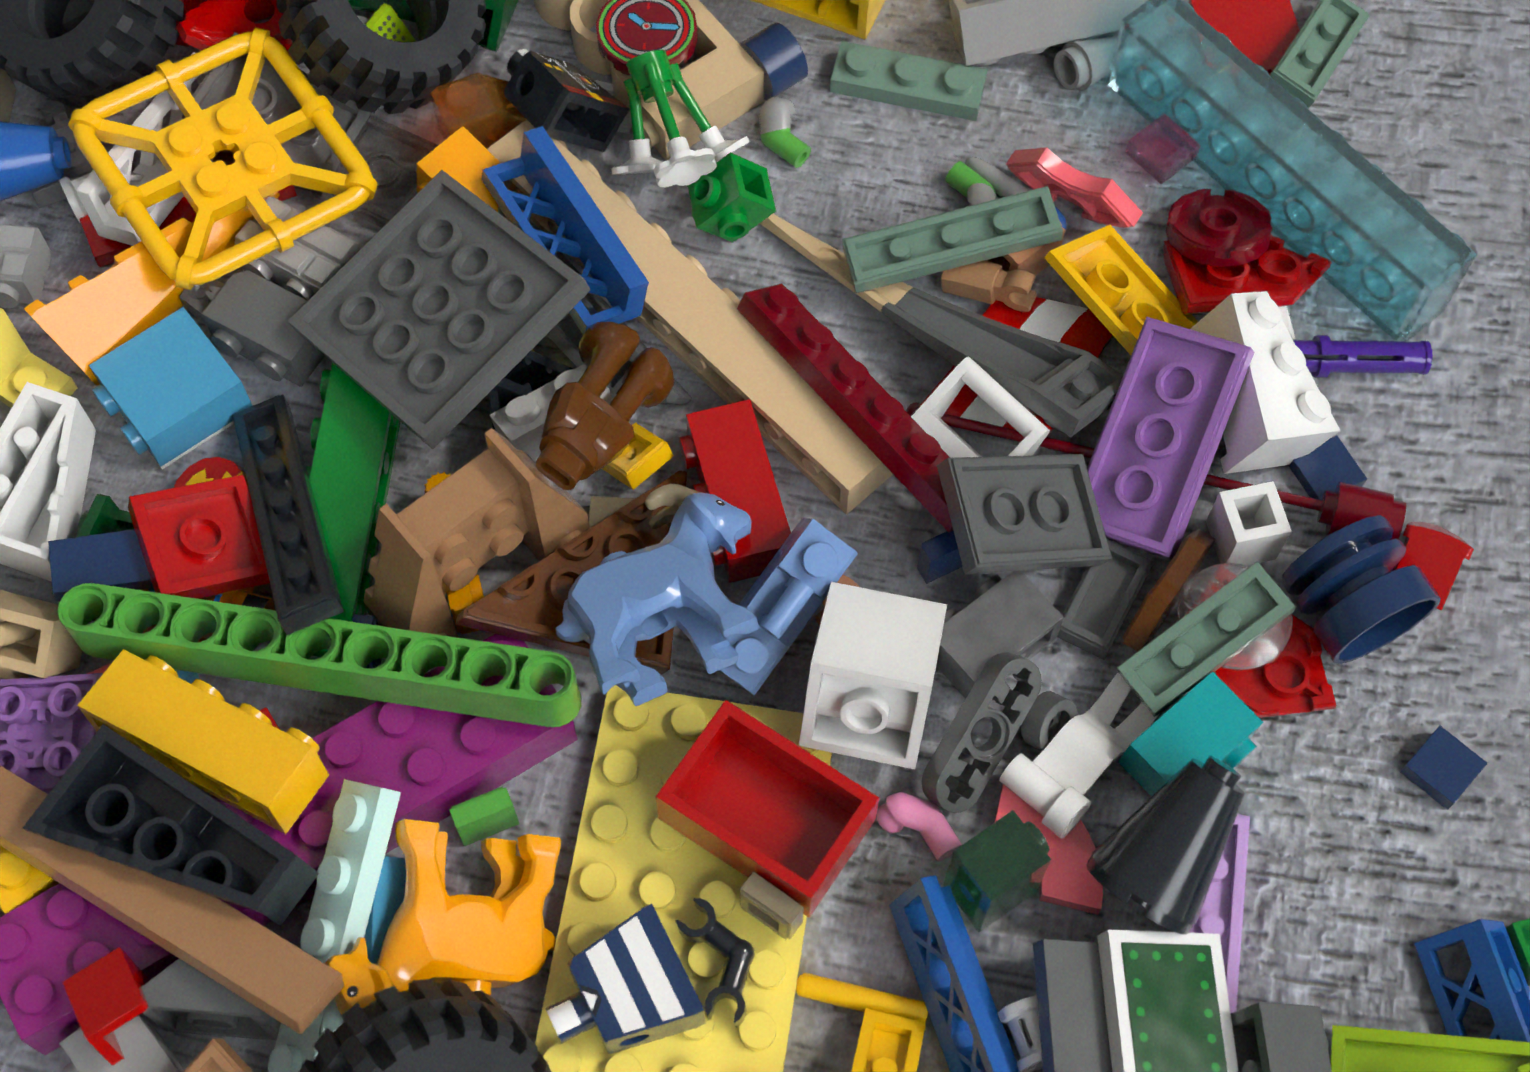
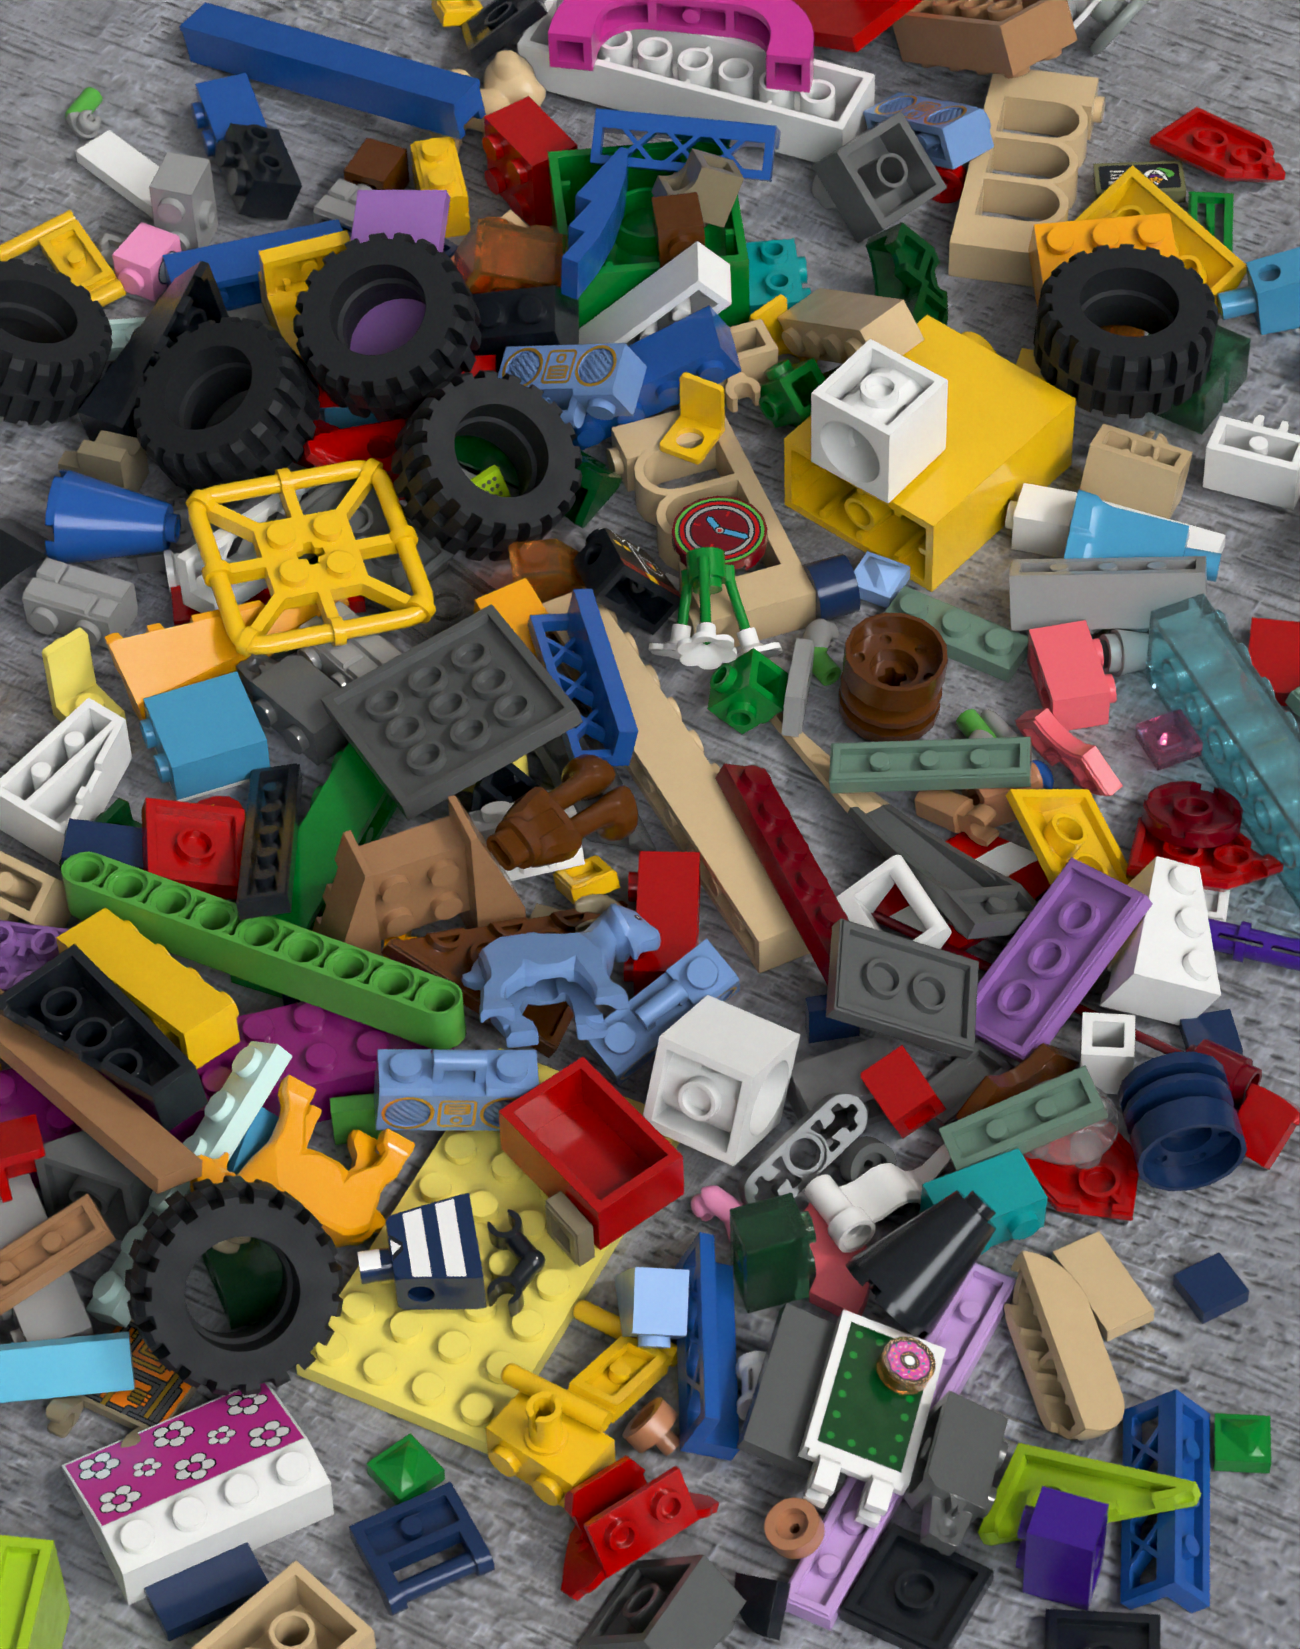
camera: 20 degrees right, 15 degrees down
(588, 768) = (449, 1087): none -> medium blue piece
(782, 179) = (798, 687): none -> light grey tile
(816, 37) = (880, 578): none -> light blue tile
(876, 148) = (892, 677): none -> reddish brown wheel
(891, 971) = (653, 1305): none -> light blue slope
(1042, 100) = (1070, 674): none -> coral brick
(1060, 629) = (902, 1091): none -> red panel
(1197, 979) = (906, 1365): none -> tile
(1335, 796) = (1110, 1289): none -> tan tile
(1335, 900) = (1062, 1351): none -> tan brick

